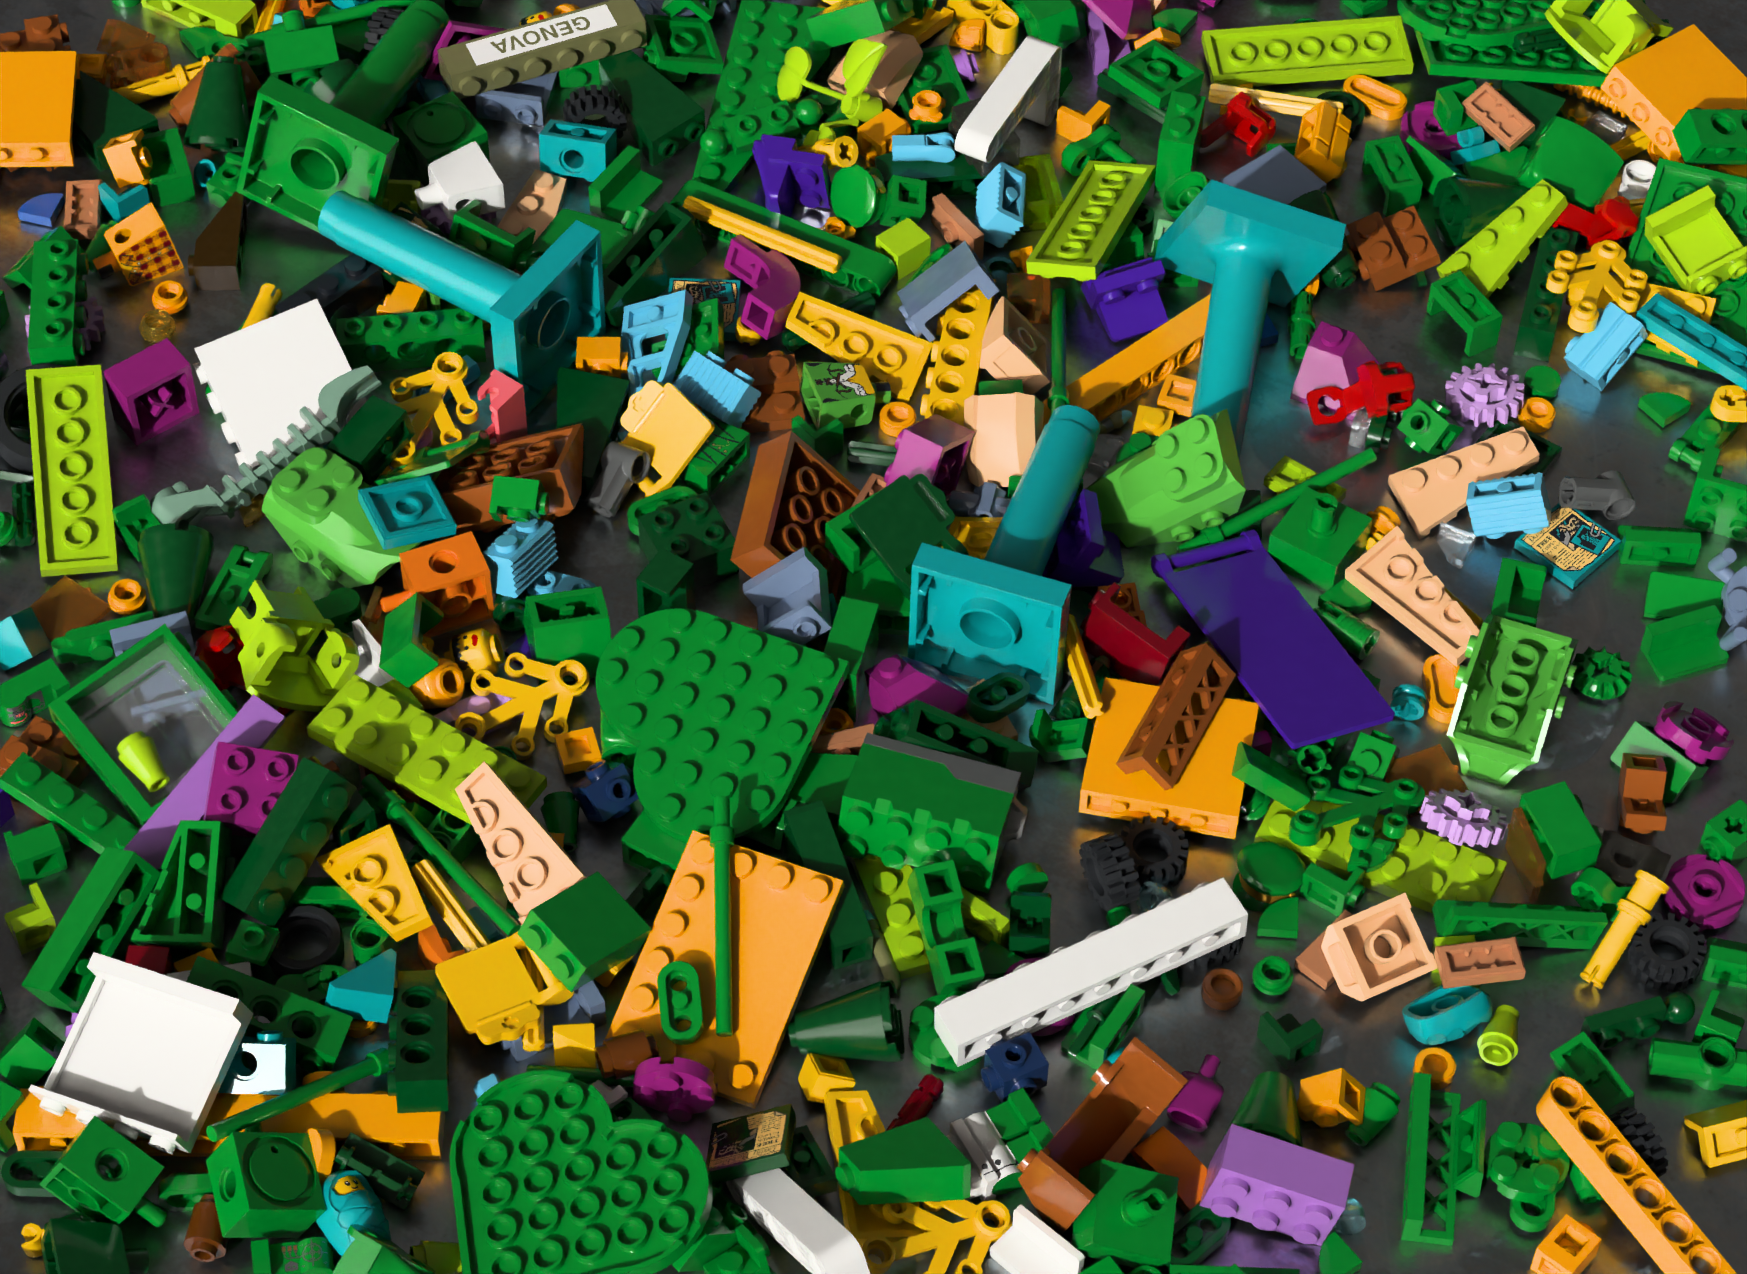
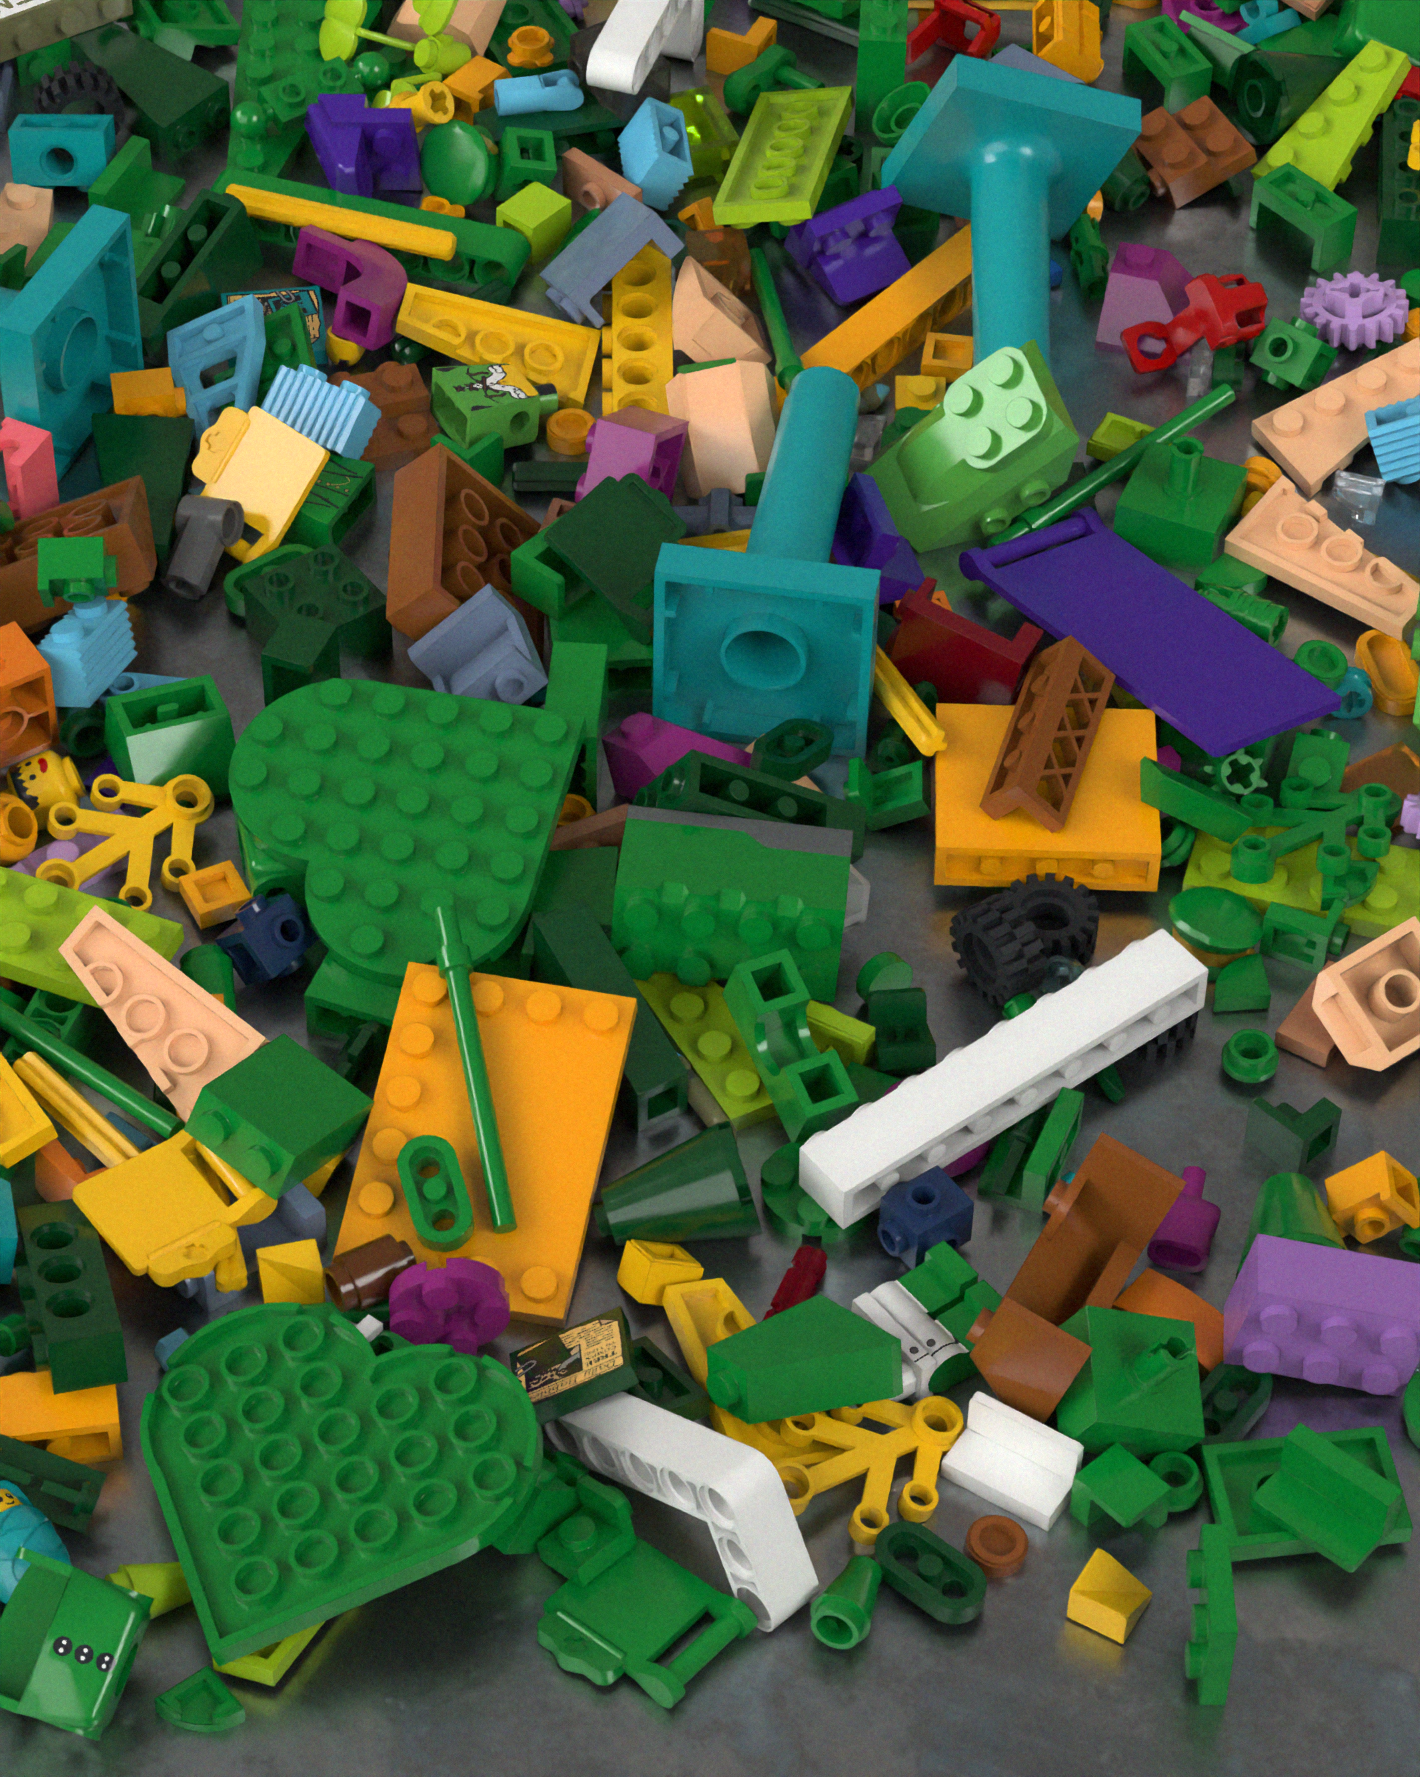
camera: 10 degrees left, 5 degrees down
(1222, 989) = (1183, 1084): dark orange tile -> none
(1389, 681) = (1323, 662): none -> green tile

